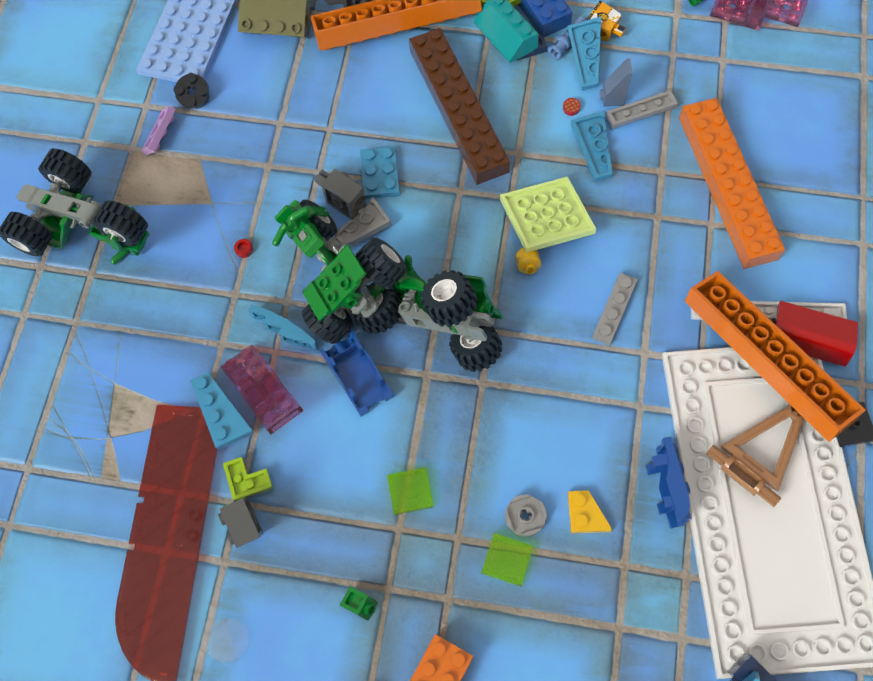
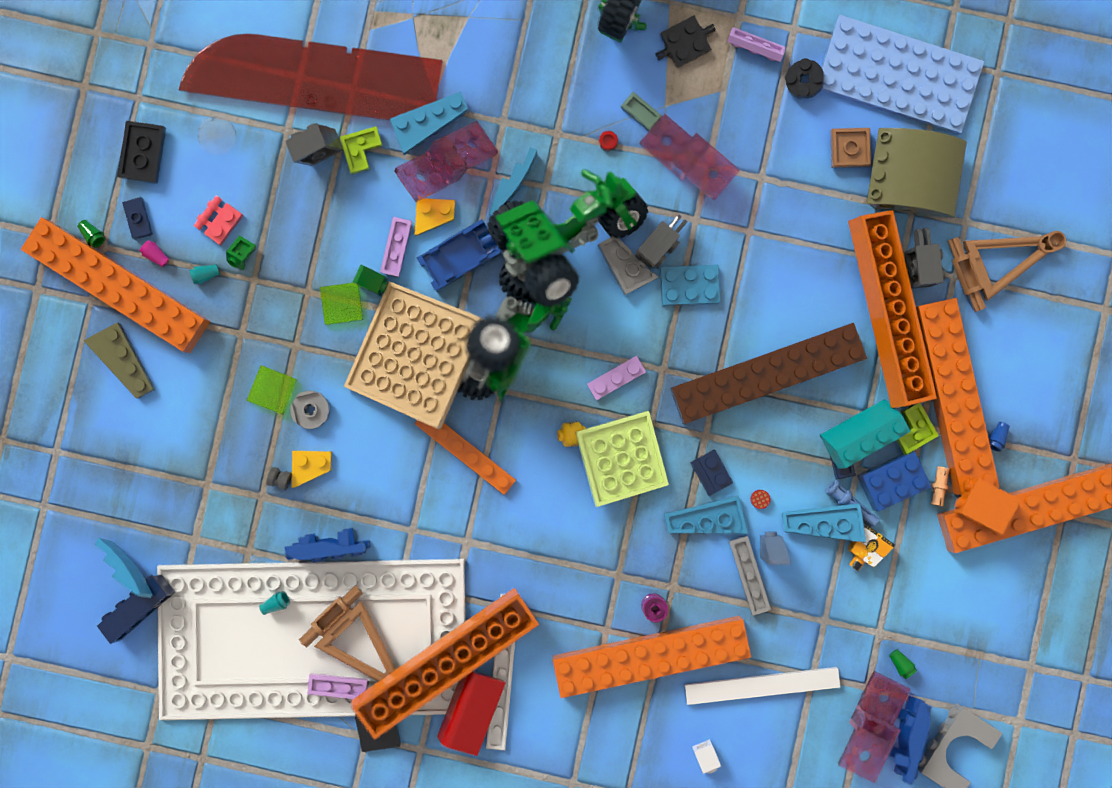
camera: 90 degrees right, 20 degrees up
(152, 188) = (685, 41): none -> black plate
(216, 222) = (641, 111): none -> sand green tile
(254, 55) = (850, 147): none -> medium nougat plate
(260, 175) = (689, 157): none -> clear pink bracket
(314, 404) = (433, 213): none -> yellow wing
(327, 627) = (222, 224): none -> coral plate
(349, 437) = (396, 247): none -> lavender plate
(383, 645) = (204, 273): none -> teal cone
(385, 457) = (370, 280): none -> green slope
(460, 404) = (413, 355): none -> tan plate
(470, 228) = (616, 378): none -> lavender plate
(551, 145) = (711, 472): none -> dark blue plate
(553, 359) = (470, 456): none -> orange plate
(603, 543) = (279, 478): none -> dark grey wheel
(614, 309) = (515, 517): light grey plate -> none
(683, 180) = (654, 607): none -> magenta wheel
(738, 535) = (276, 602): none -> teal cone
(739, 97) = (762, 685): none -> white tile
(812, 132) = (706, 757): none -> white brick
(815, 465) = (336, 686): none -> lavender plate

